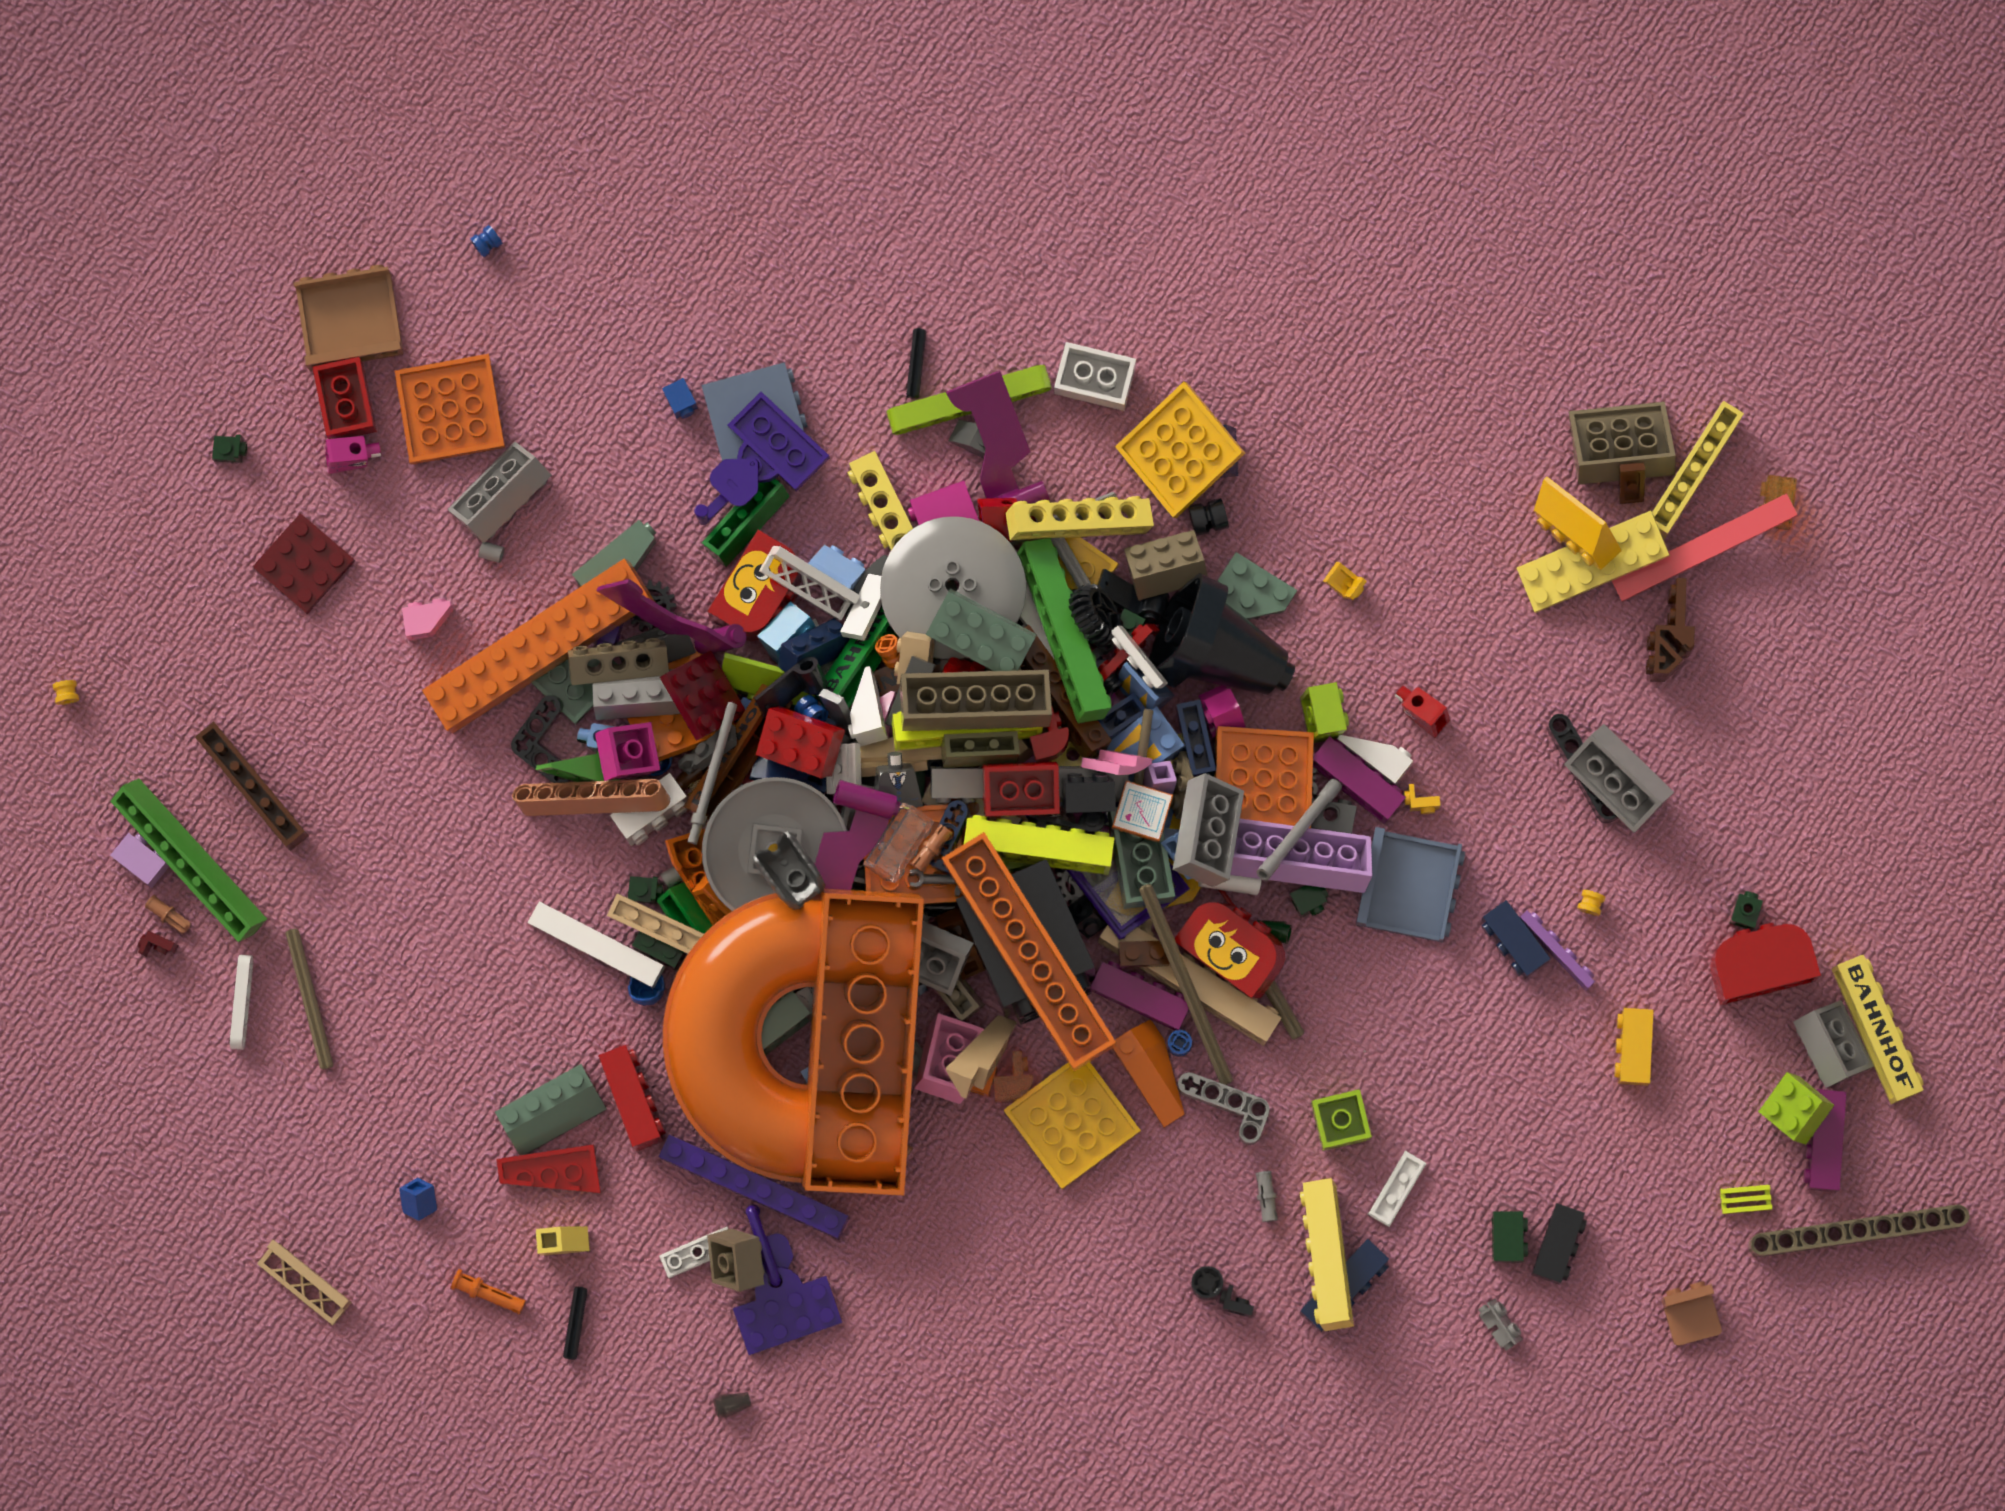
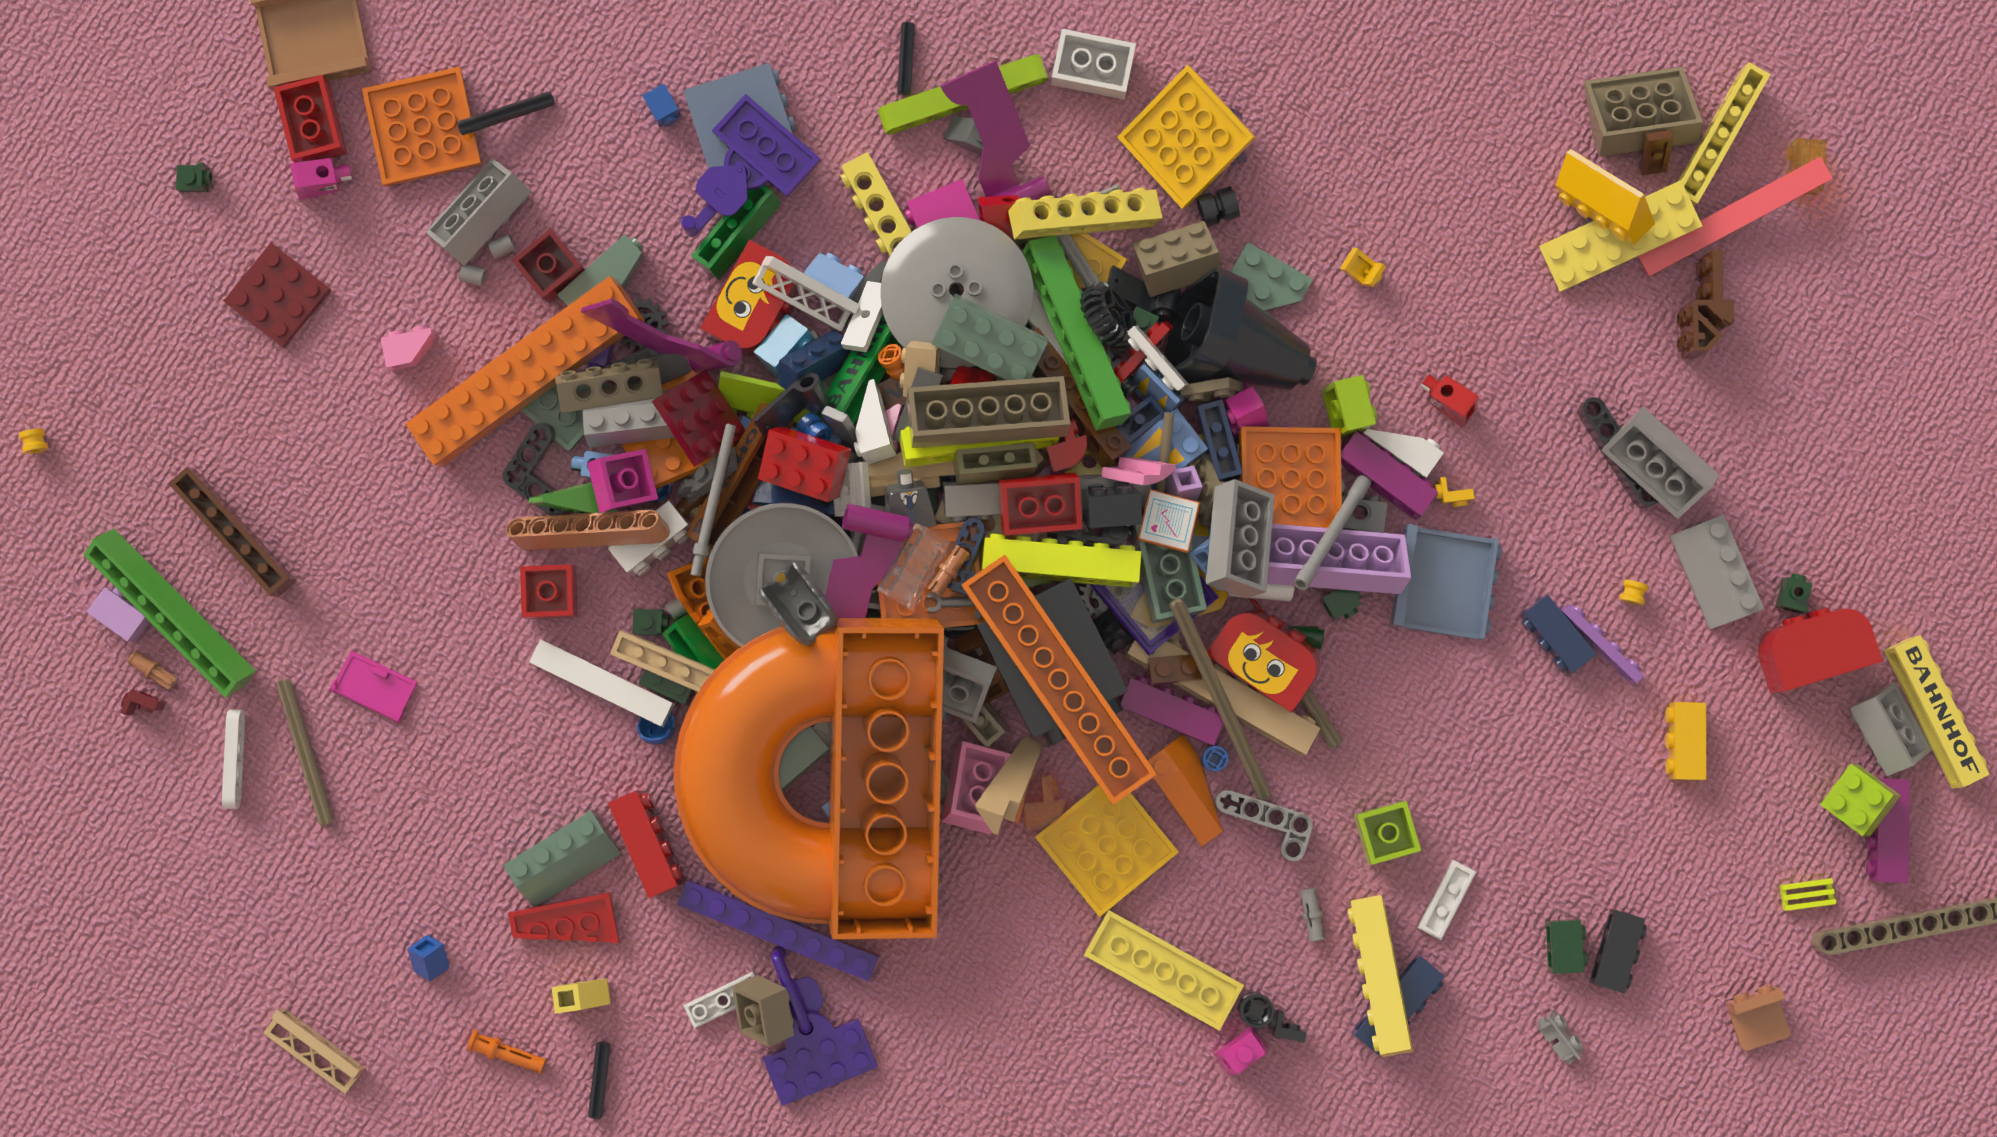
camera: 10 degrees left, 5 degrees up
(375, 942) = (367, 685): none -> dark pink door
(520, 526) = (501, 246): none -> light grey hinge
(531, 399) = (505, 113): none -> black axle
(550, 856) = (548, 591): none -> red brick
(565, 546) = (548, 265): none -> dark red brick
(1121, 1242) = (1163, 970): none -> light yellow plate
(1191, 1322) = (1241, 1051): none -> dark pink torso
(1192, 689) = (1205, 391): none -> dark tan plate
(1671, 886) = (1716, 572): none -> light grey slope

